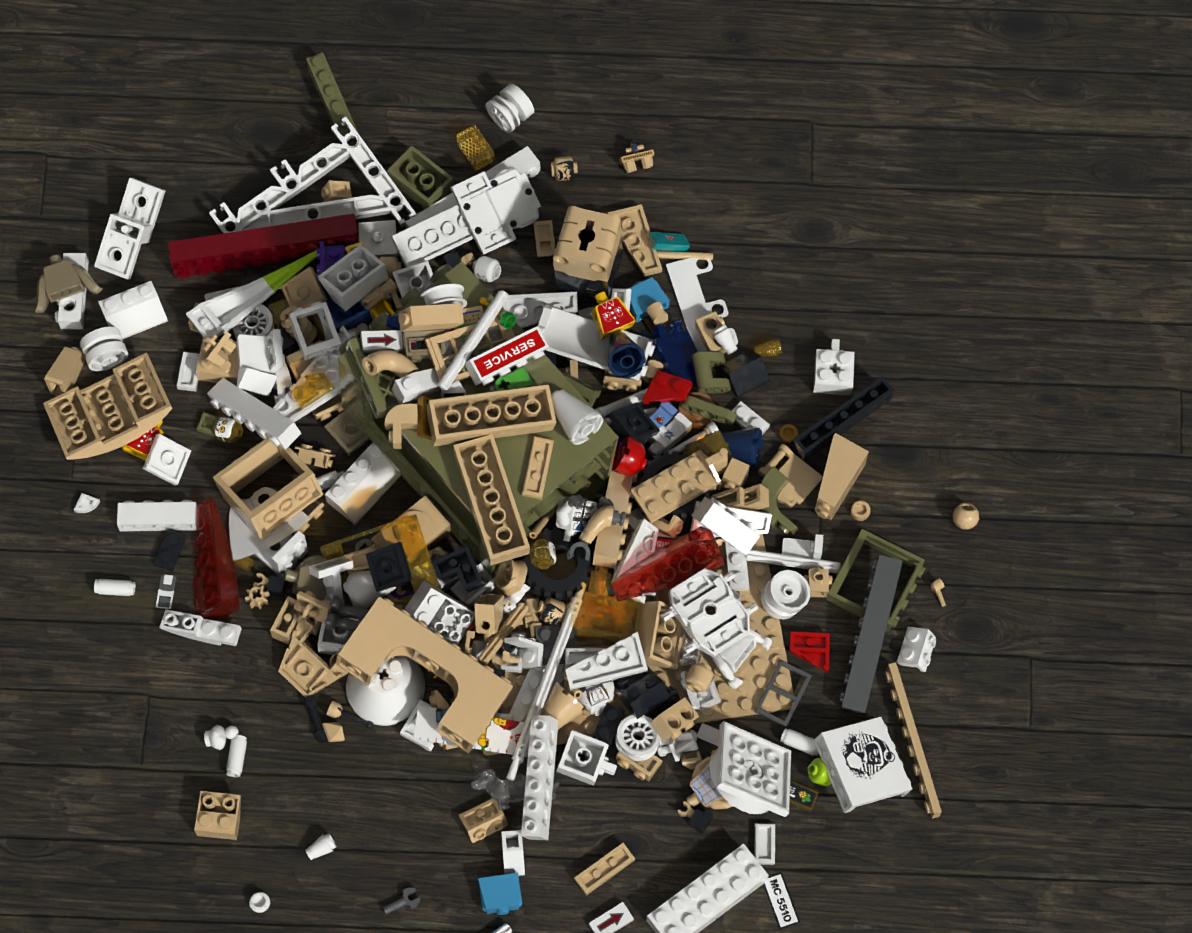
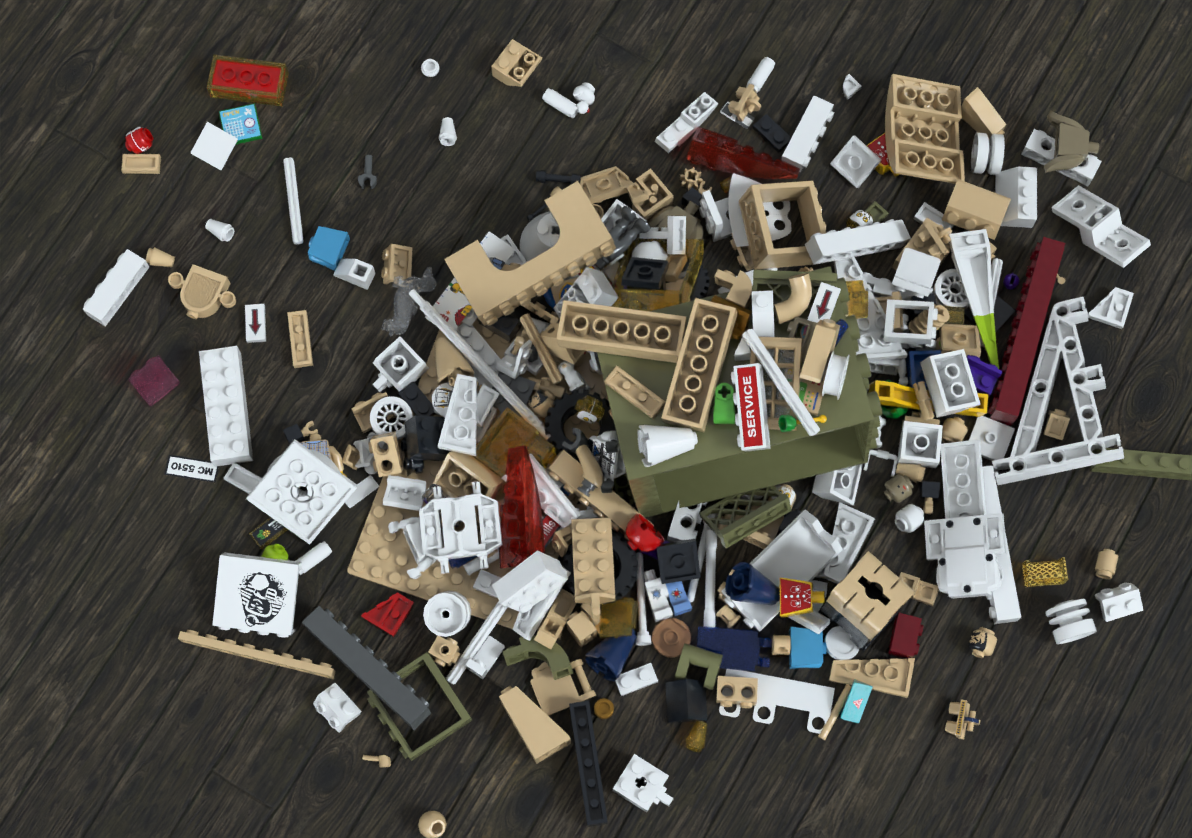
camera: 120 degrees right, 5 degrees up
(161, 588) = (747, 103): none -> tan hips
(167, 334) = (976, 208): none -> tan slope
(202, 191) = (1113, 308): none -> white wing
(217, 286) = (1007, 279): none -> dark purple hinge
(255, 381) = (890, 260): white slope -> none
(312, 607) = (648, 203): tan hips -> none
(334, 731) = (539, 185): tan slope -> none
(420, 178) = (1033, 502): olive brick -> none
(442, 105) = (1106, 564): none -> tan brick
(468, 84) = (1119, 601): none -> white bracket
(511, 576) = (587, 378): tan hat -> none
(539, 777) = (397, 314): white brick -> none
(627, 275) = (839, 644): none -> white piece
(667, 388) = (700, 613): red wing -> none
(699, 678) = (408, 490): tan head -> none
(709, 410) = (661, 642): olive beam -> none
(725, 339) = (722, 692): white cone -> none
(770, 687) = (361, 566): dark grey window -> none
(860, 510) = (494, 733): tan tile -> none

